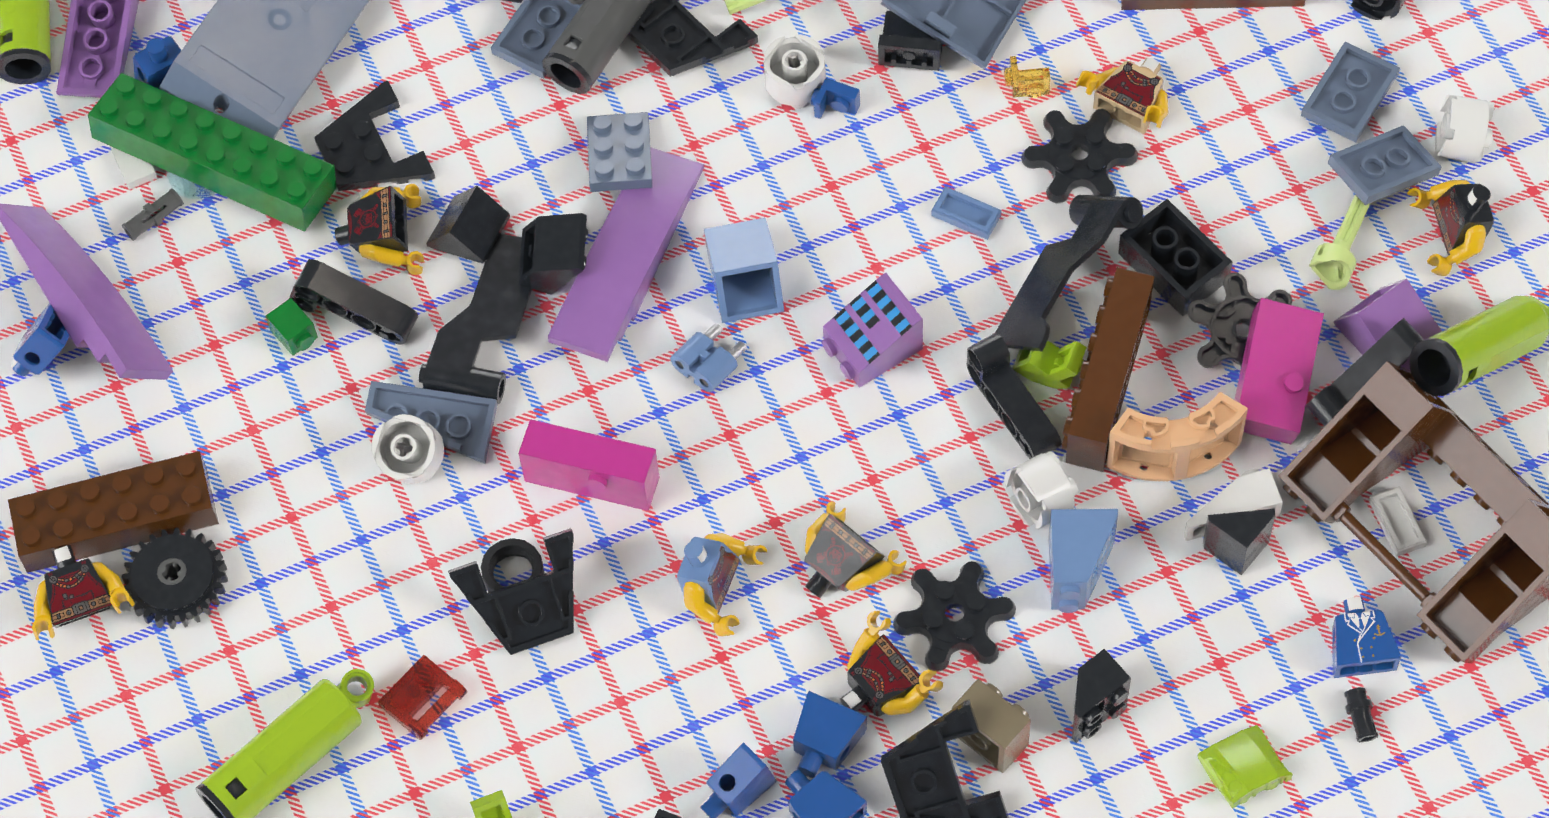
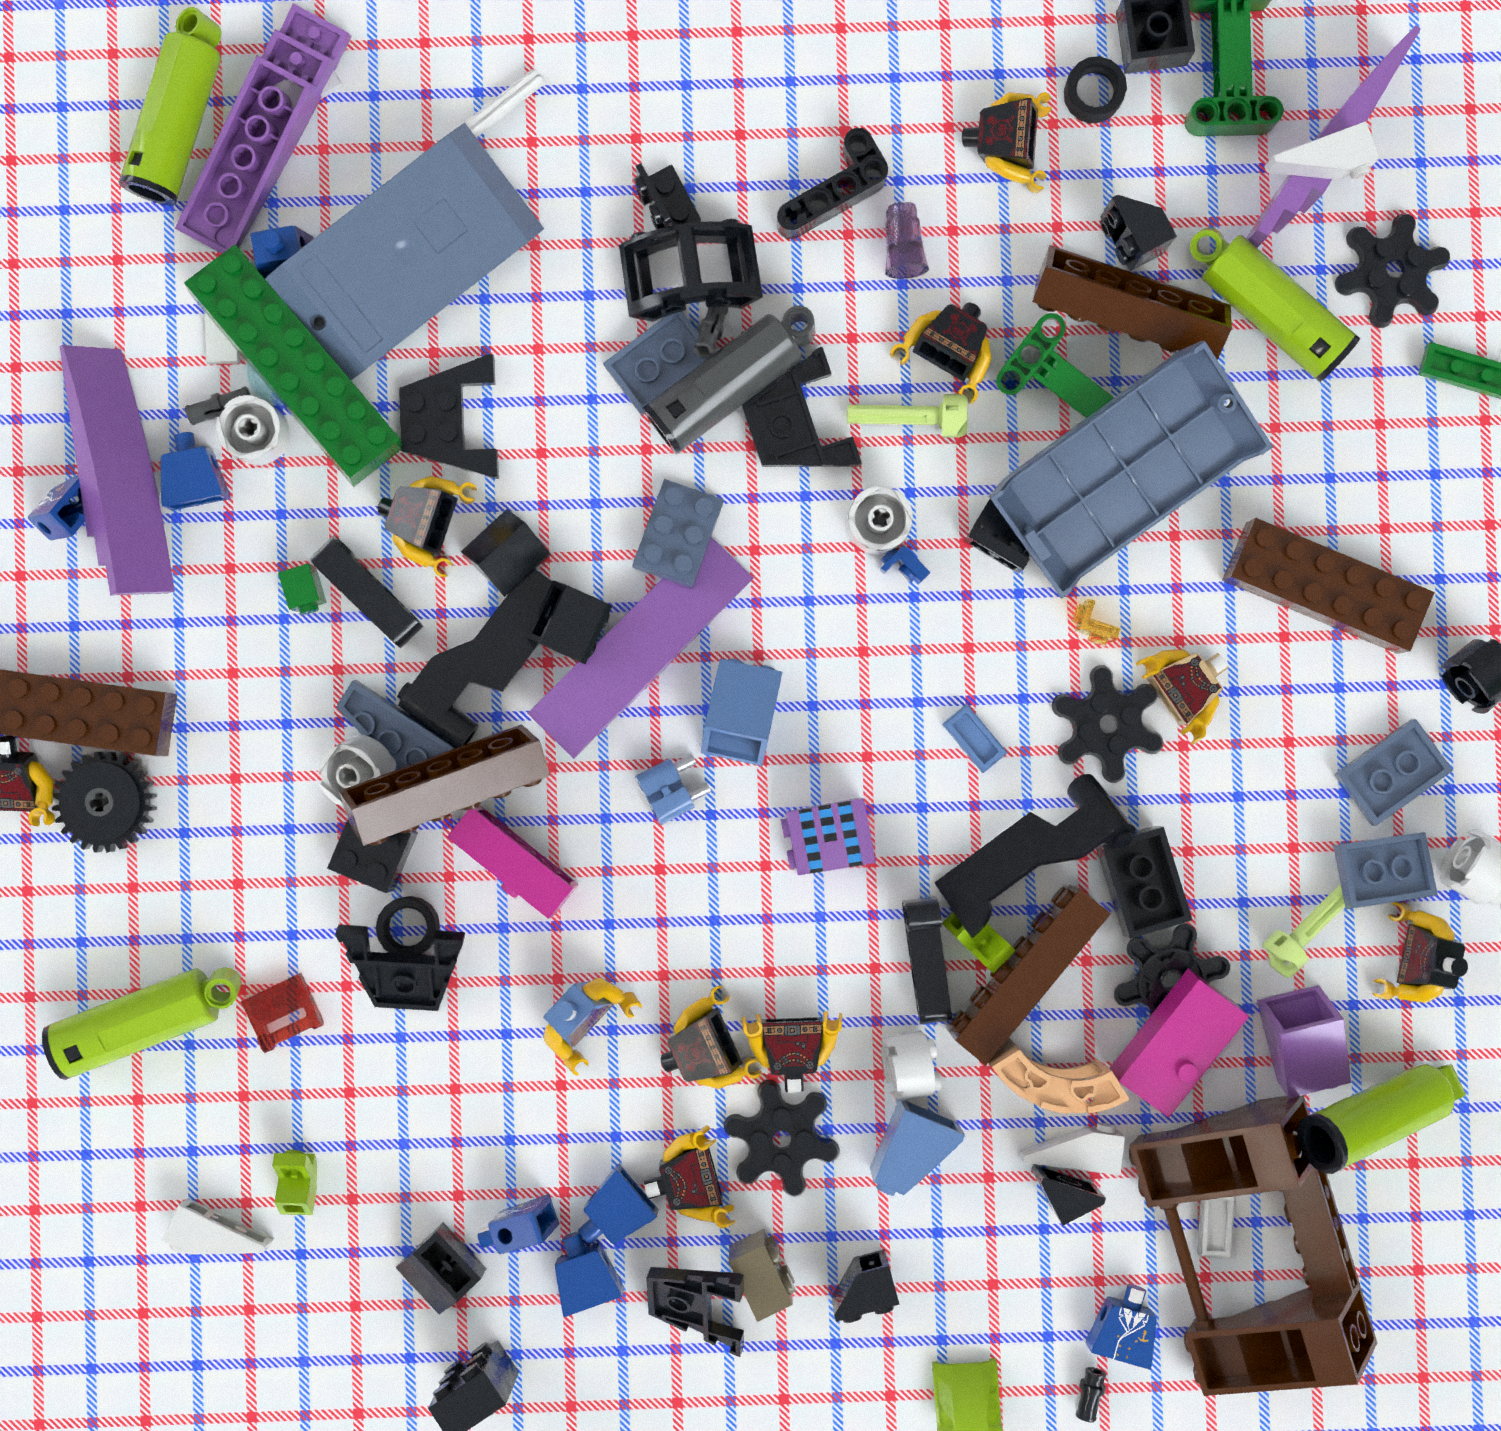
camera: 25 degrees right, 25 degrees up
(151, 277) = (191, 475): none -> blue torso
(194, 216) = (237, 422): none -> white brick
(451, 515) = (372, 864): none -> black brick
(497, 412) = (444, 784): none -> brick
(925, 522) = (792, 1045): none -> torso
(1392, 347) = (1255, 1090): black beam -> none

